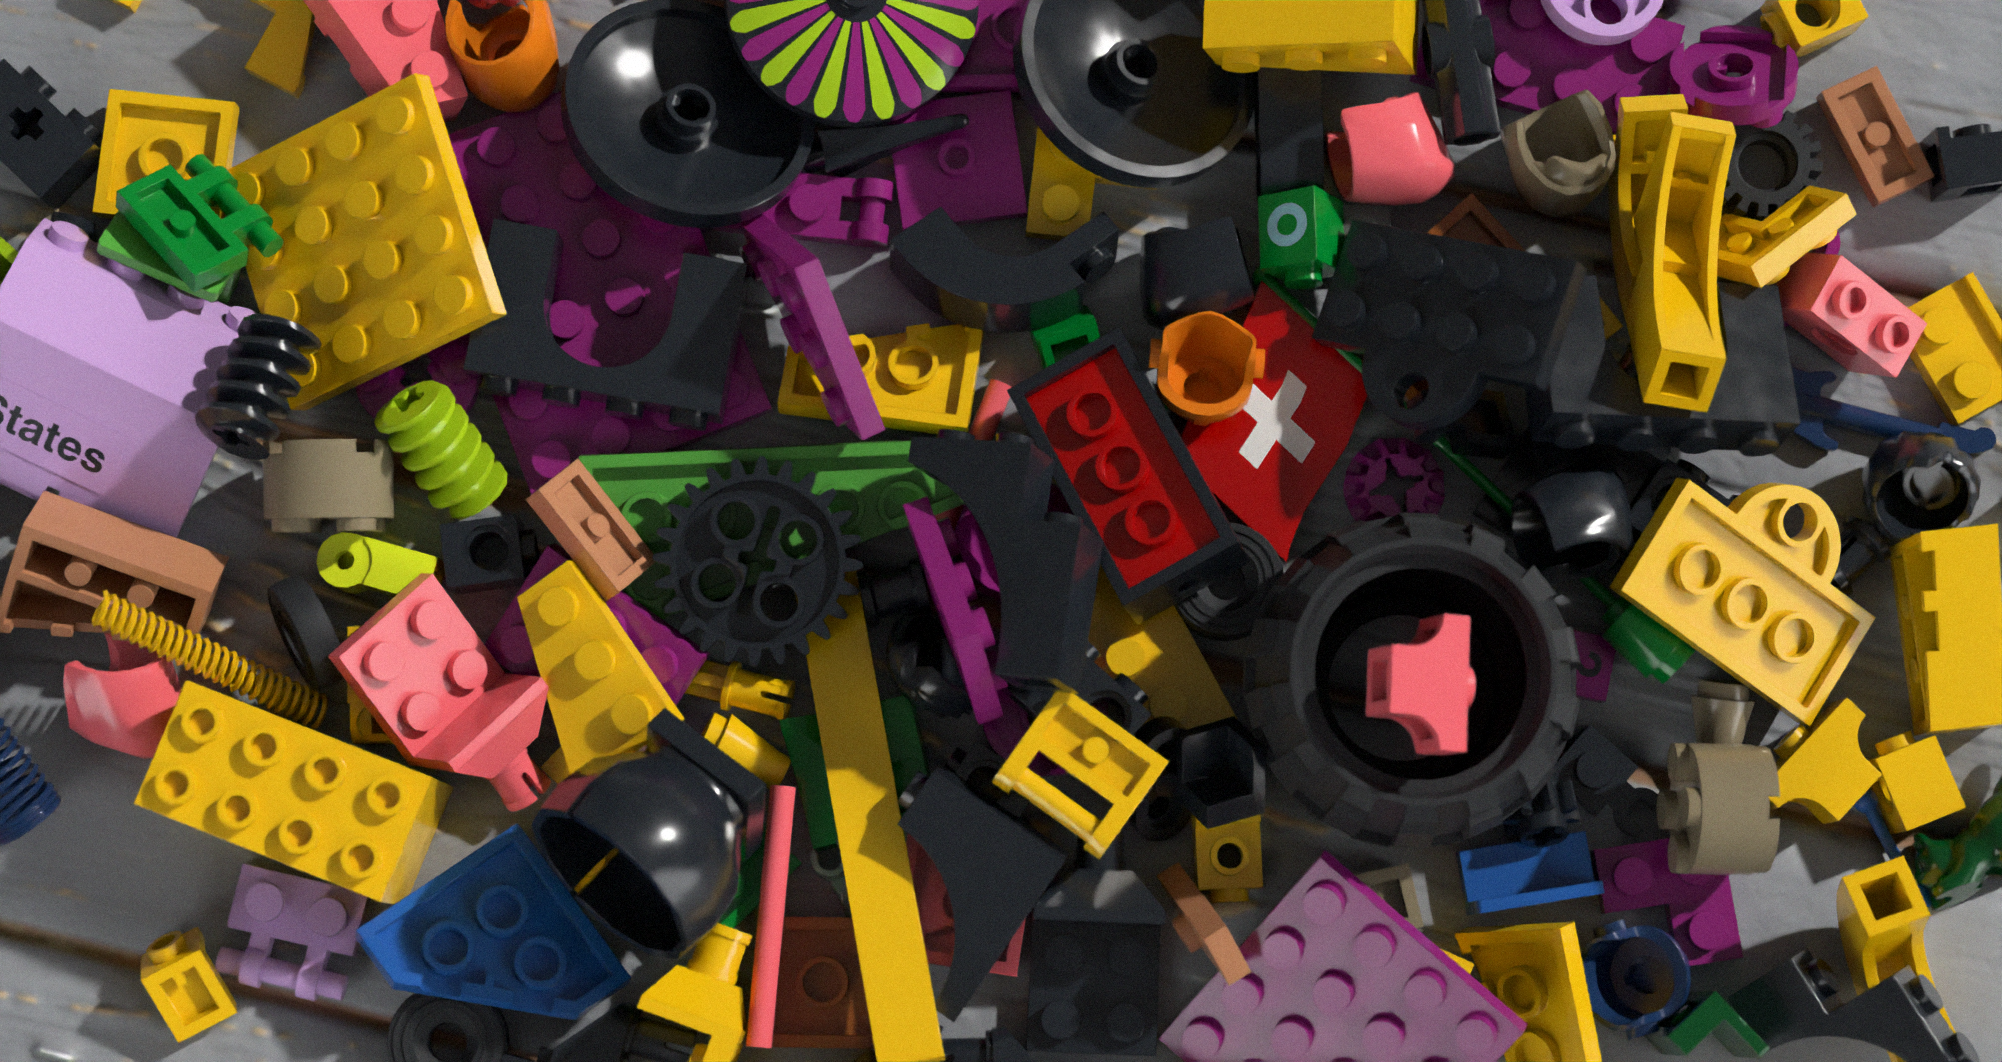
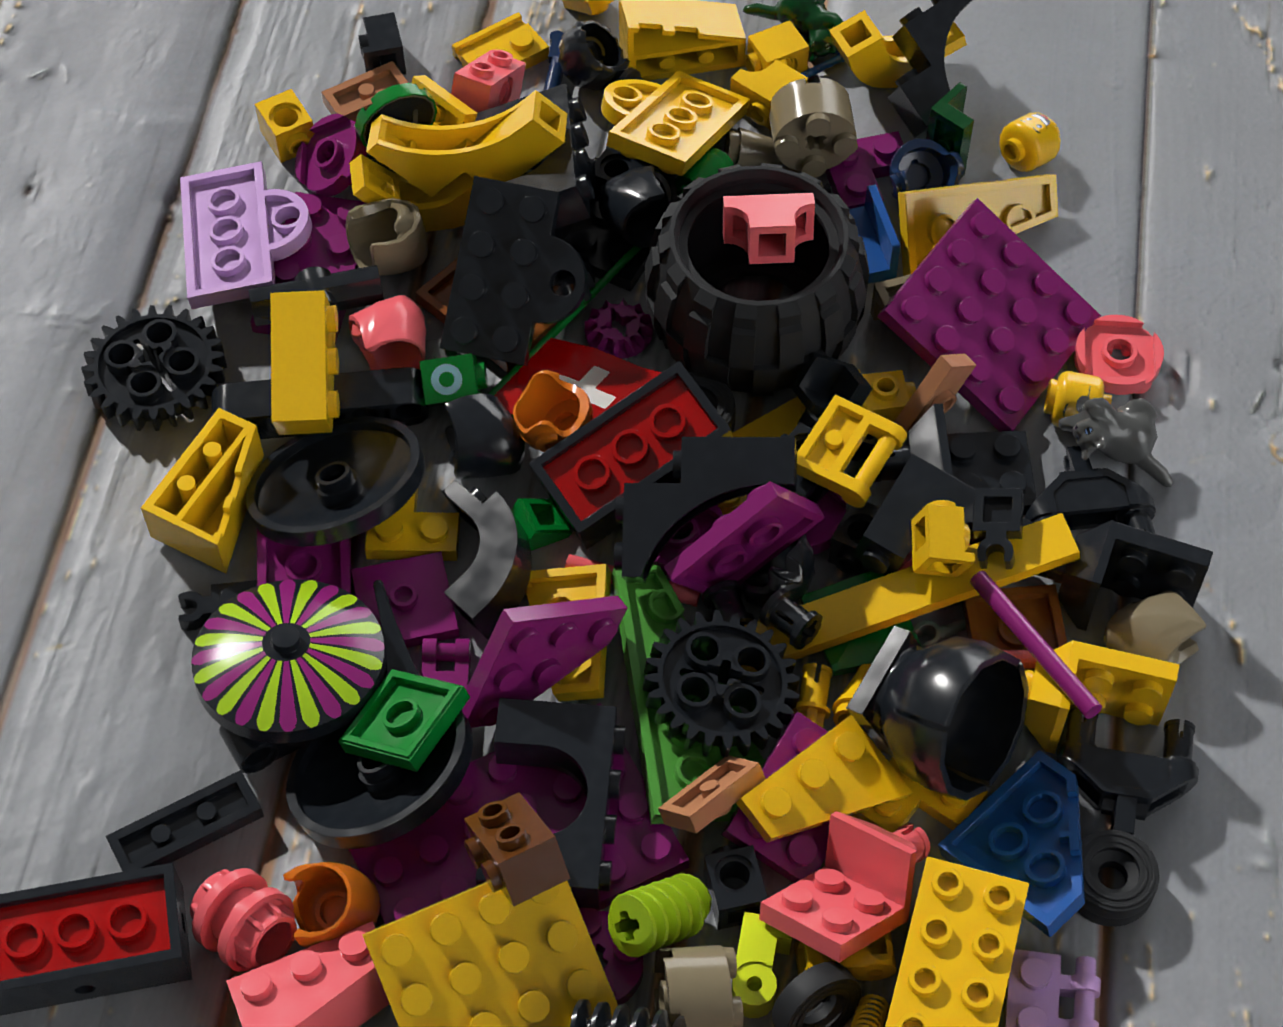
camera: 90 degrees left, 25 degrees down
(492, 258) = (514, 849): none -> reddish brown brick
(734, 142) = (404, 720): none -> green tile
(739, 978) = (1036, 645): none -> magenta bar
(842, 664) = (790, 618): none -> black bush
(908, 873) = (941, 540): none -> yellow brick
(942, 964) = (997, 519): none -> black plate
(1762, 165) = (400, 102): none -> tile

